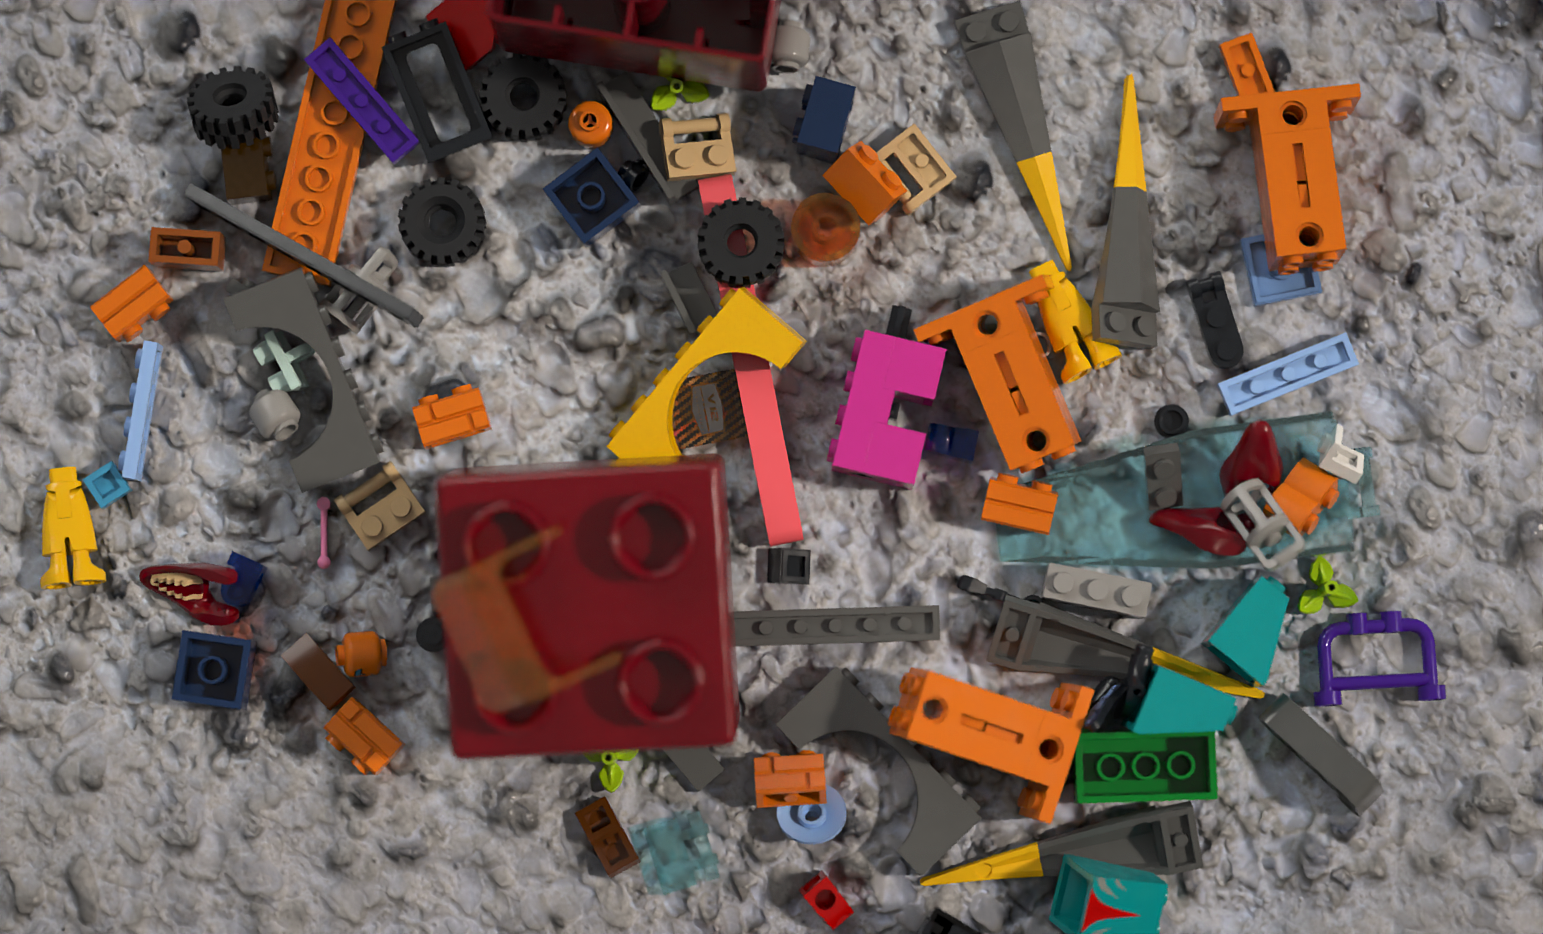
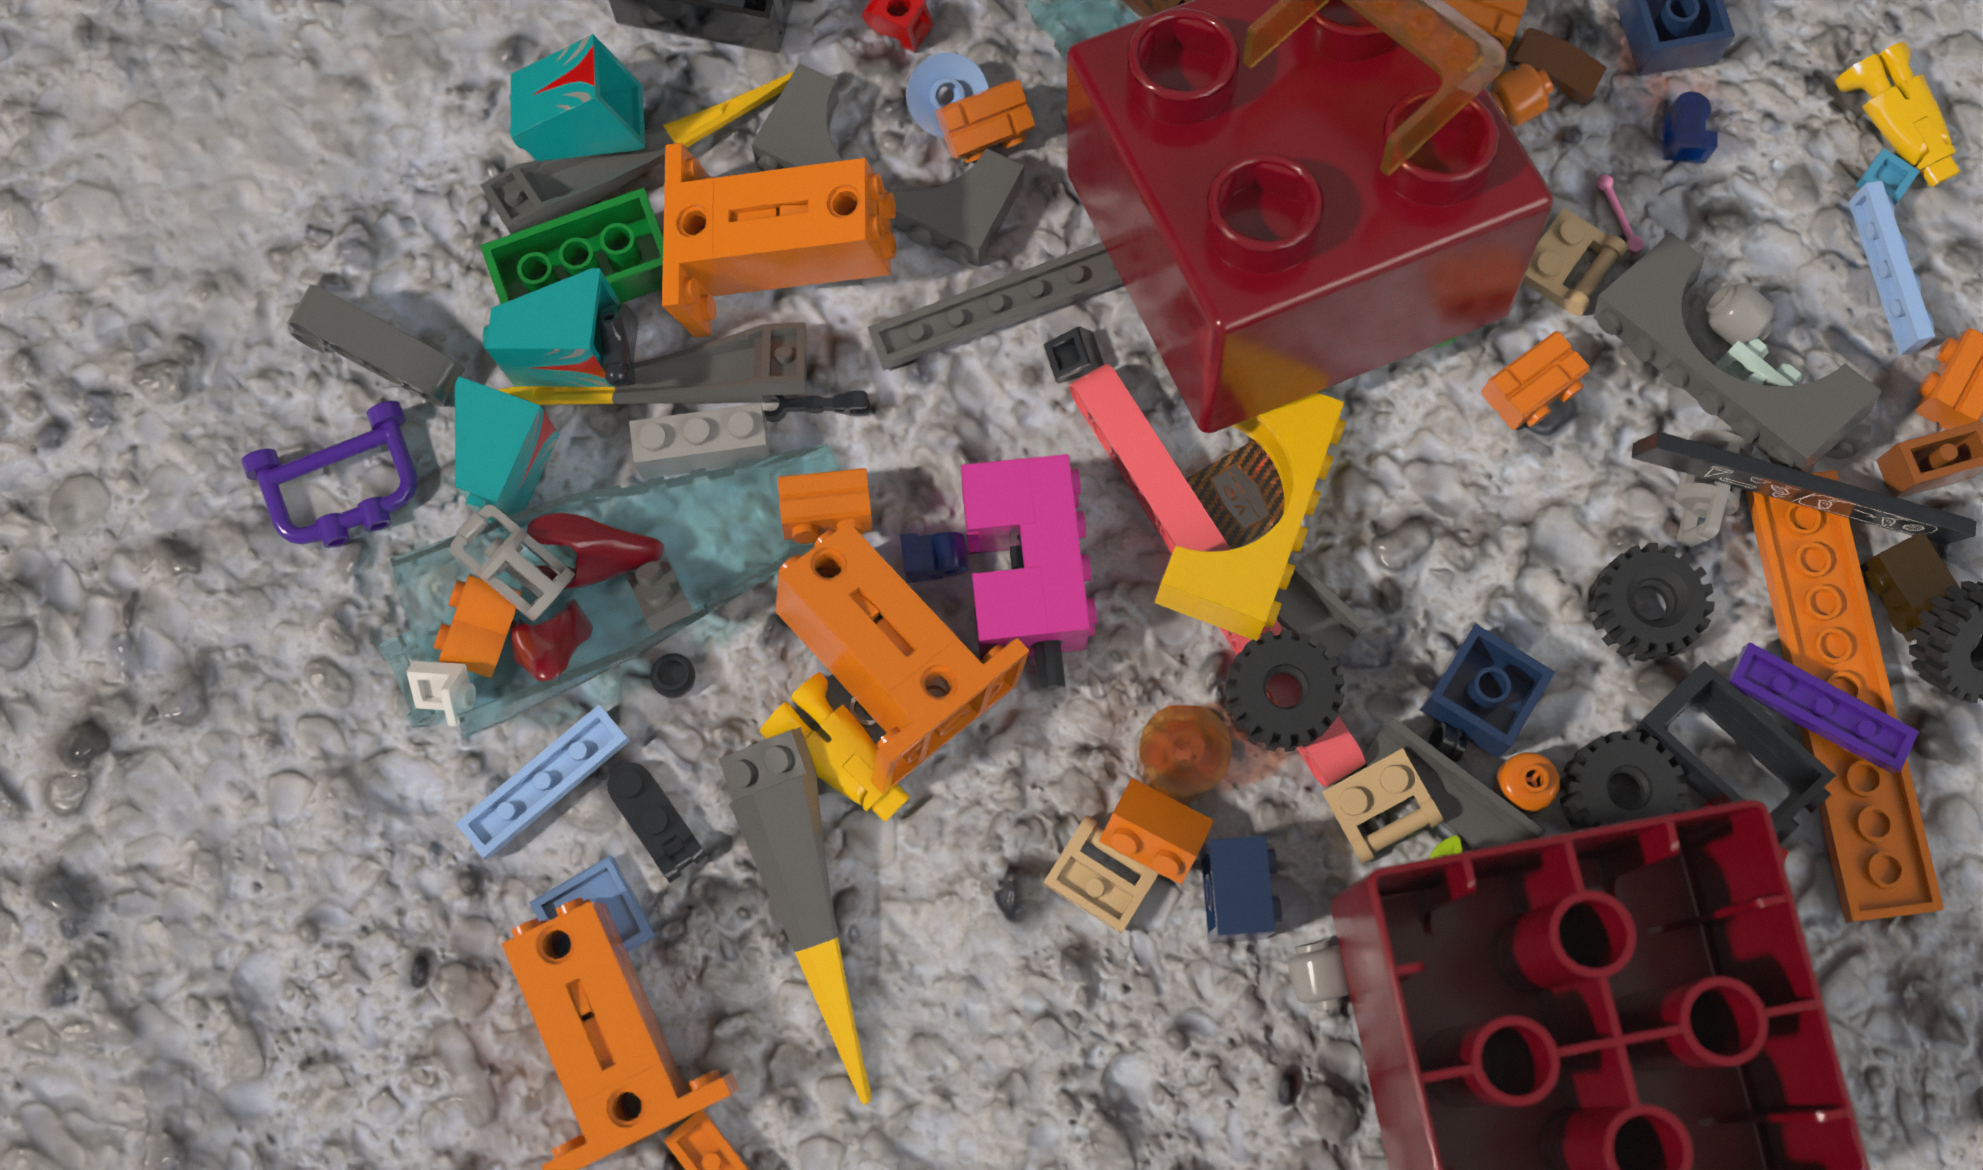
camera: 160 degrees right, 10 degrees down
(189, 588) = (1735, 102): dark red animal -> none
(1006, 70) = (1034, 1054): dark grey plate -> none
(1103, 699) = (649, 319): black arm -> none
(1338, 594) = (412, 535): lime plant -> none

